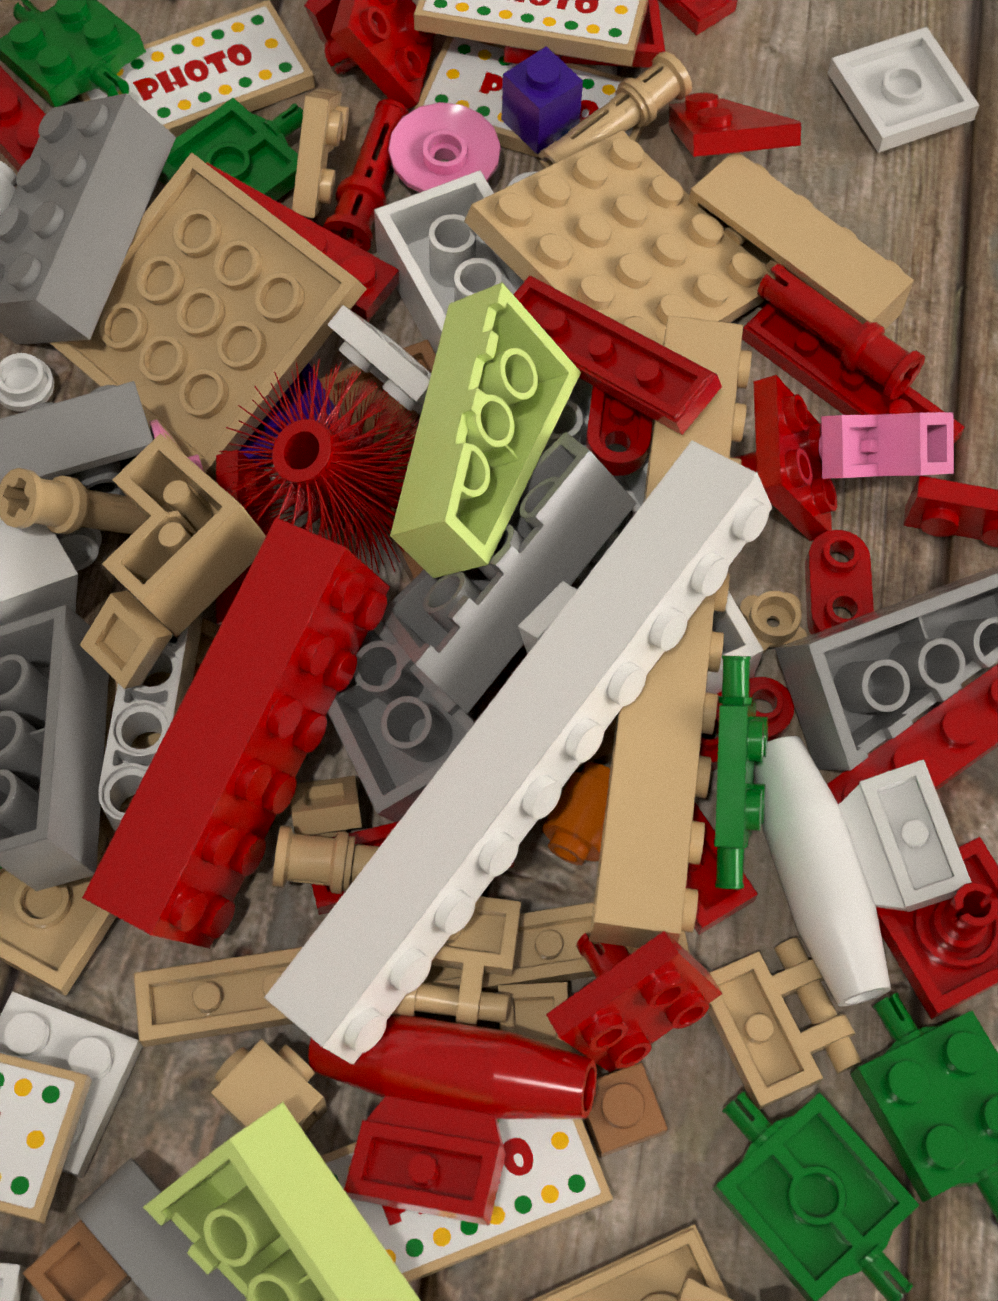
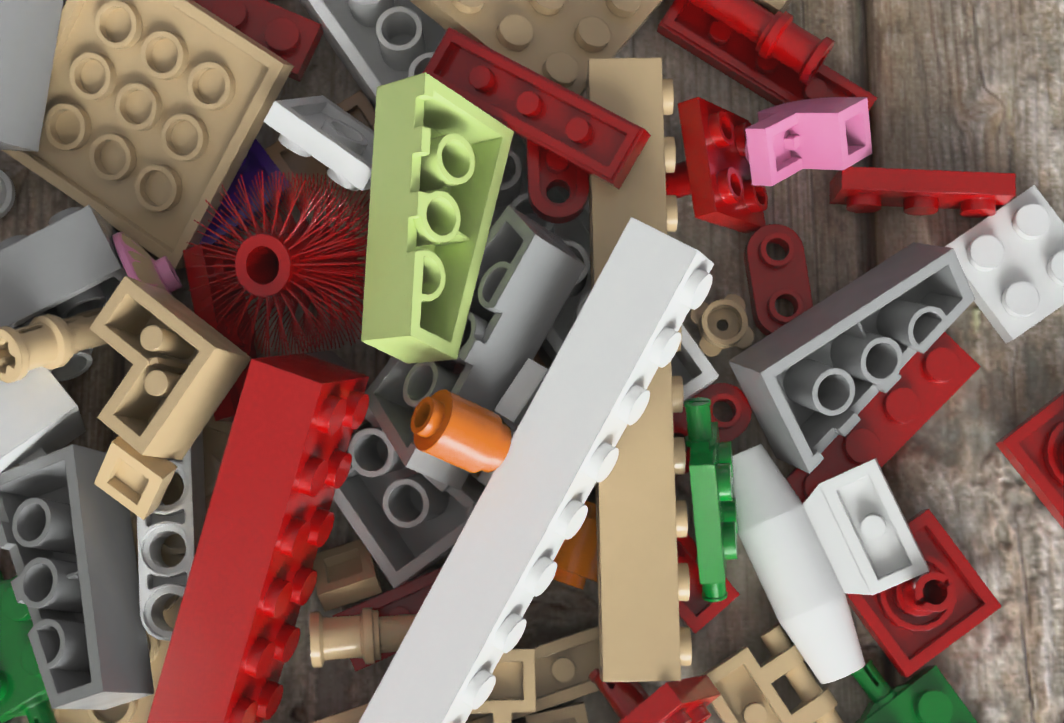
camera: 10 degrees left, 15 degrees up
(480, 630) = (460, 432): none -> orange brick

